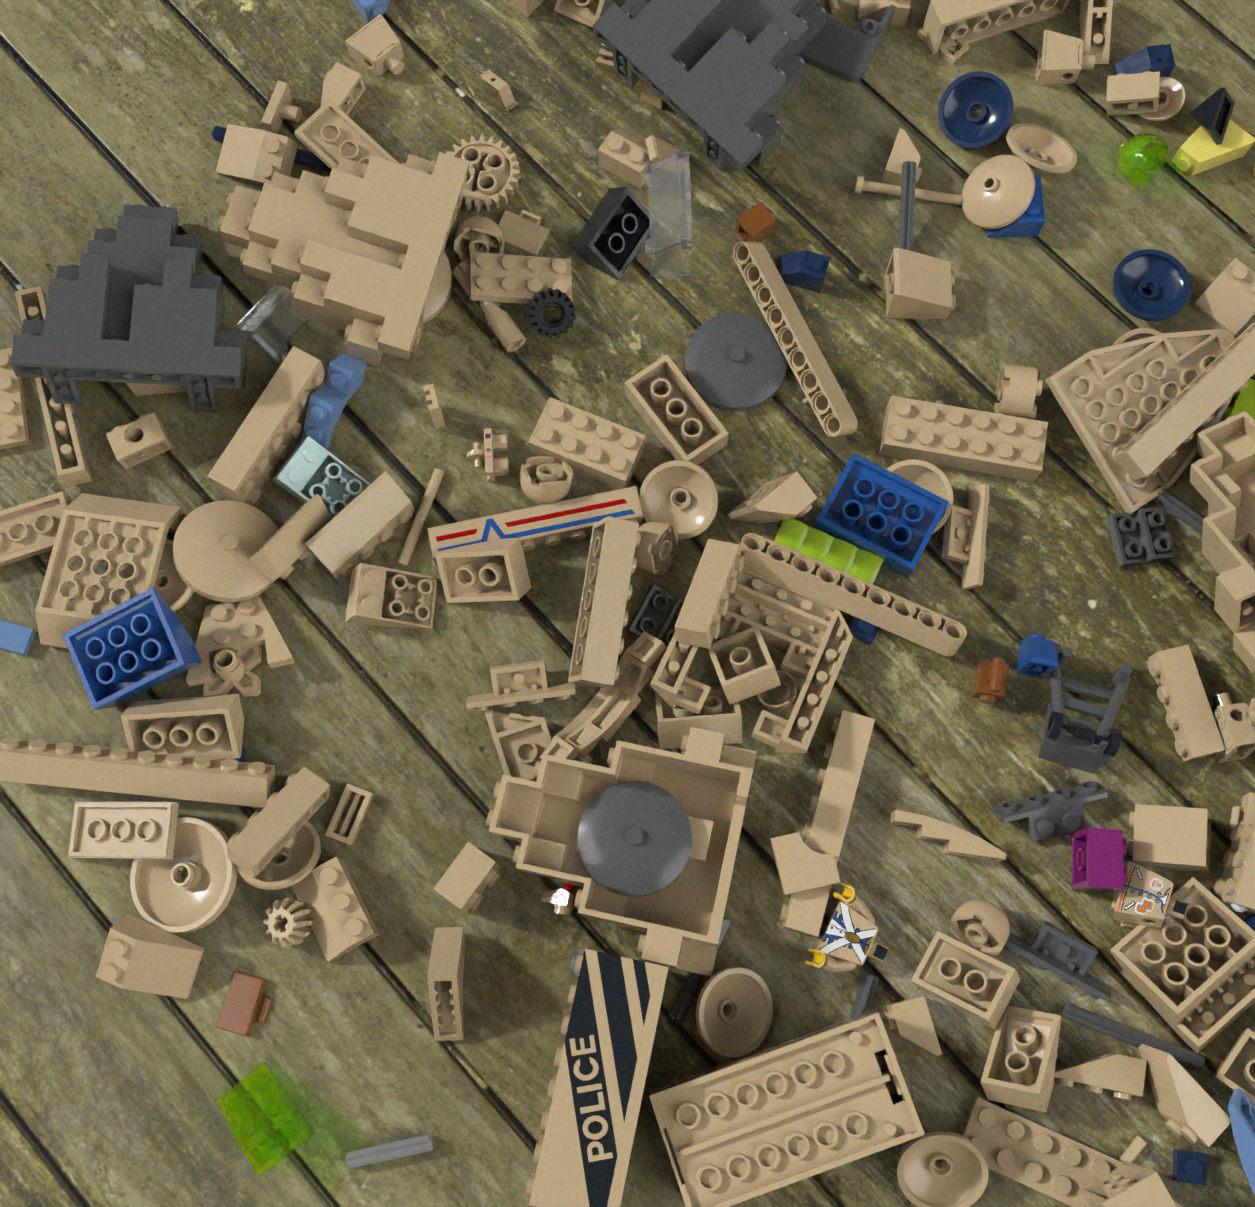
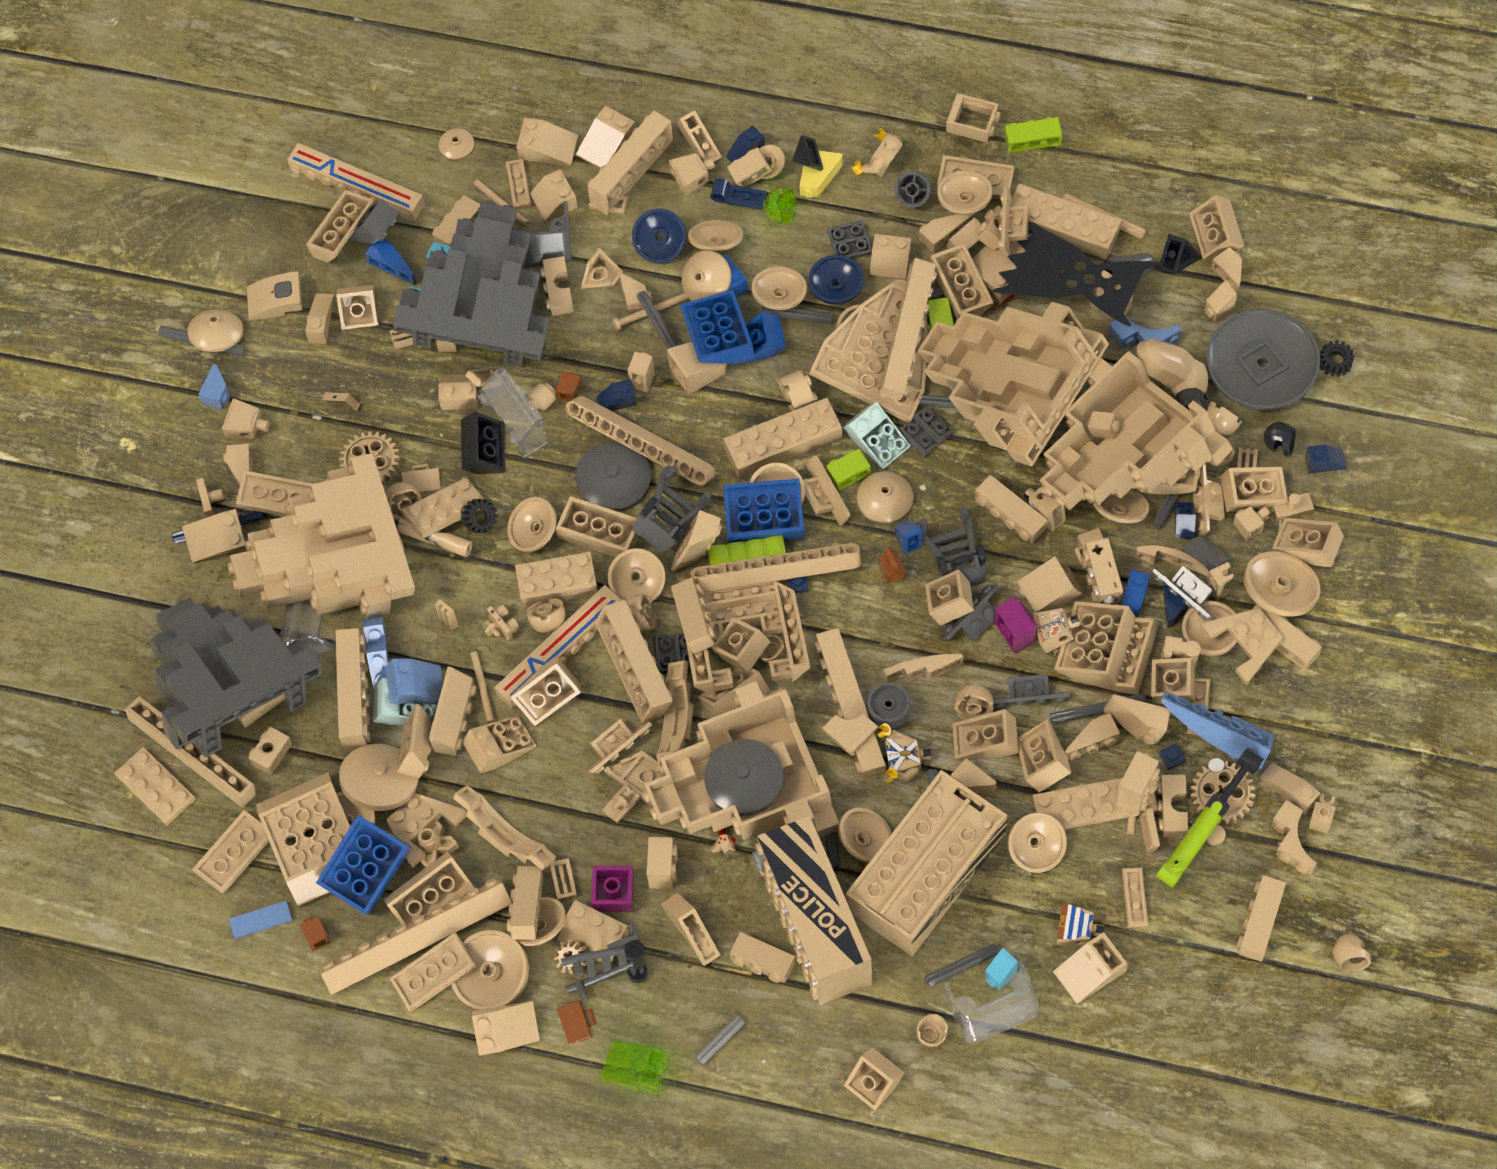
camera: 30 degrees left, 10 degrees down
(33, 689) = (314, 933): none -> dark orange brick
(318, 710) = (500, 832): none -> tan piece
(340, 462) = (413, 681): none -> medium blue slope
(348, 974) = (624, 948): none -> dark grey hand
(391, 870) = (612, 888): none -> magenta brick
(475, 768) = (621, 803): none -> tan hips
(506, 1082) = (762, 958): none -> tan brick
(603, 360) = (531, 524): none -> tan dish
(717, 217) = (542, 396): none -> tan head
(734, 457) = (653, 529): none -> dark grey hand
(828, 84) = (559, 298): none -> tan arch
(849, 256) = (641, 371): none -> tan brick
(881, 112) = (600, 271): none -> tan slope
(885, 871) = (889, 705): none -> dark grey wheel
(971, 260) = (718, 329): none -> blue slope
(1016, 525) = (848, 469): none -> lime brick
(1017, 301) = (766, 335): none -> blue slope
(1028, 599) = (881, 506): none -> tan dish
(1037, 771) = (949, 597): none -> tan brick
(1076, 255) = (779, 288): none -> tan dish
(1077, 299) = (801, 314): none -> dark grey axle
(1078, 504) = (876, 435): none -> light aqua slope
(1096, 117) = (736, 195): none -> dark blue plate
(1198, 247) = (849, 239): none -> dark grey slope

